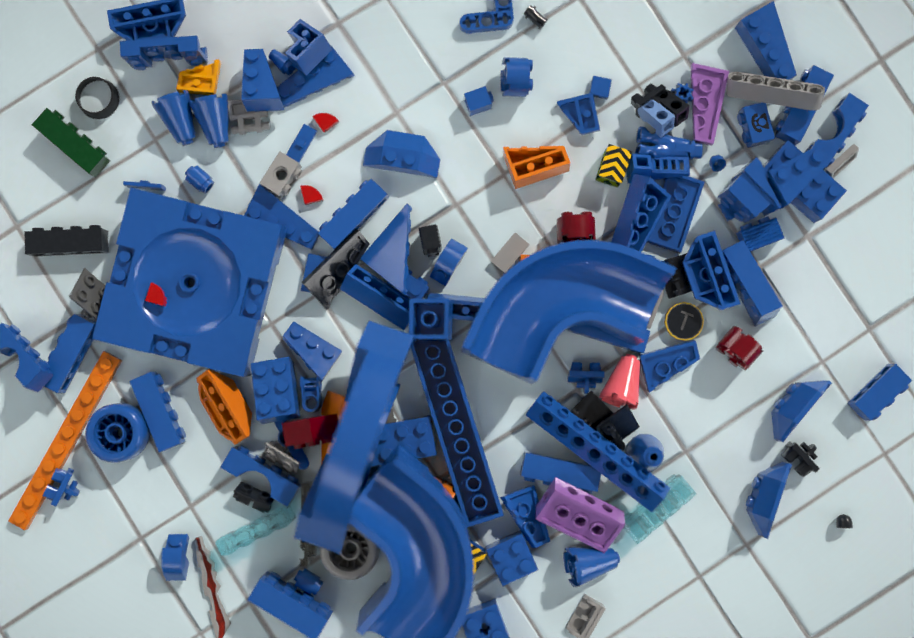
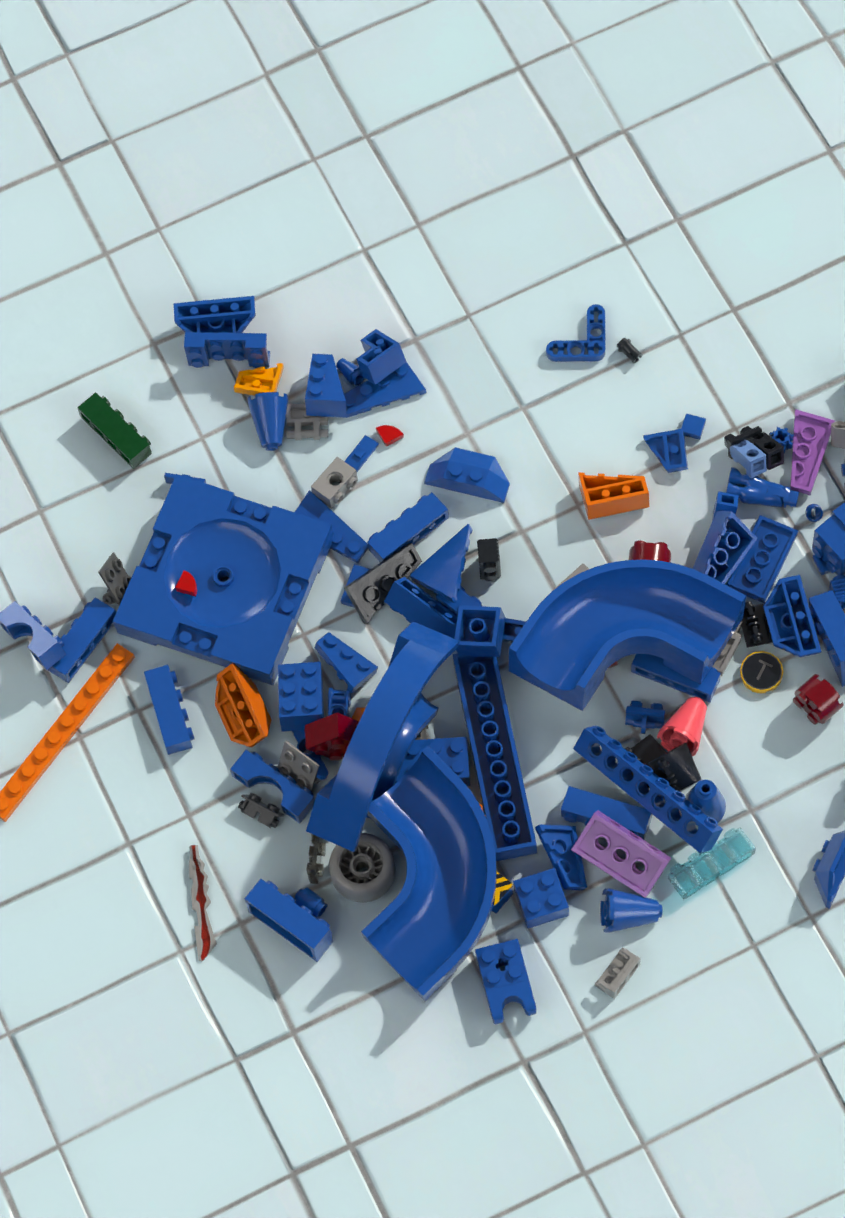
camera: 10 degrees right, 20 degrees down
(63, 477) = (56, 766): blue hips -> none
(66, 242) = (94, 528): black brick -> none
(103, 432) = (119, 709): blue wheel -> none
(110, 108) = (148, 406): black tyre -> none
(174, 557) = (167, 862): blue brick -> none
(177, 116) = (231, 413): blue cone -> none
(199, 179) = (245, 479): blue brick -> none
(253, 530) = (254, 843): clear light blue brick -> none
(310, 194) = (364, 506): red tile -> none
(448, 262) = (504, 584): blue brick -> none
(478, 100) = (557, 427): blue brick -> none
(515, 77) = (600, 406): blue brick -> none
(613, 165) = (698, 504): piece -> none
(666, 362) = (738, 711): blue wing -> none
(669, 173) = (751, 510): blue slope -> none

